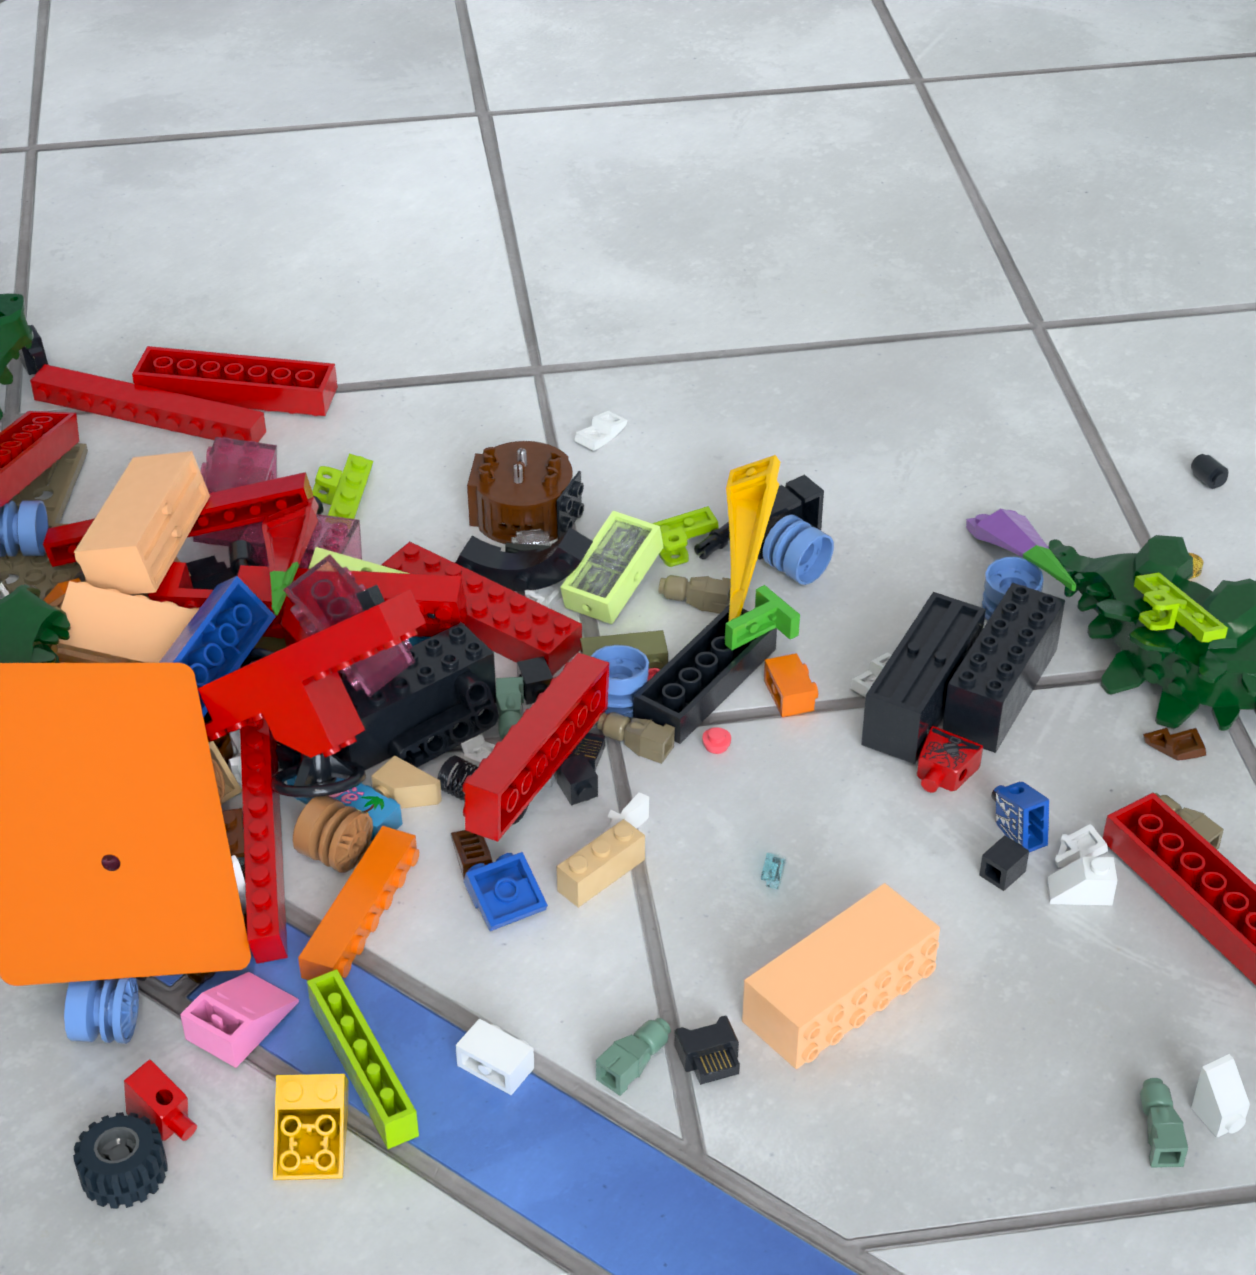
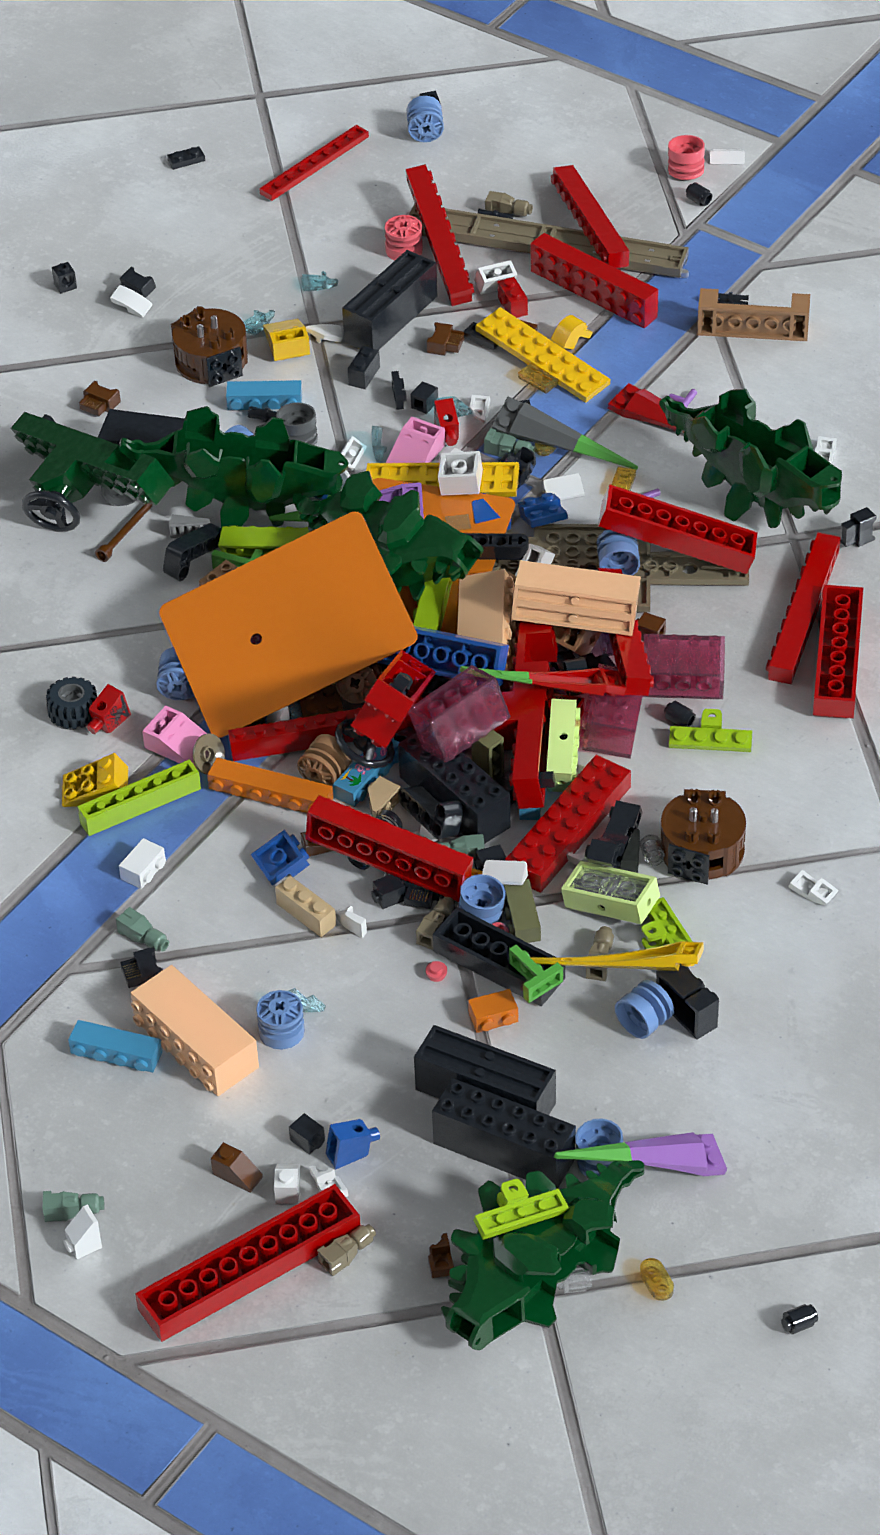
camera: 90 degrees right, 5 degrees up
(280, 976) = (206, 751): none -> dark tan dish
(570, 644) = (506, 871): none -> white slope
(816, 882) = (280, 1019): none -> medium blue wheel
(861, 1080) = (115, 1046): none -> dark azure brick
(947, 760) = (412, 1104): red torso -> none
(1068, 941) = (235, 1168): none -> reddish brown slope

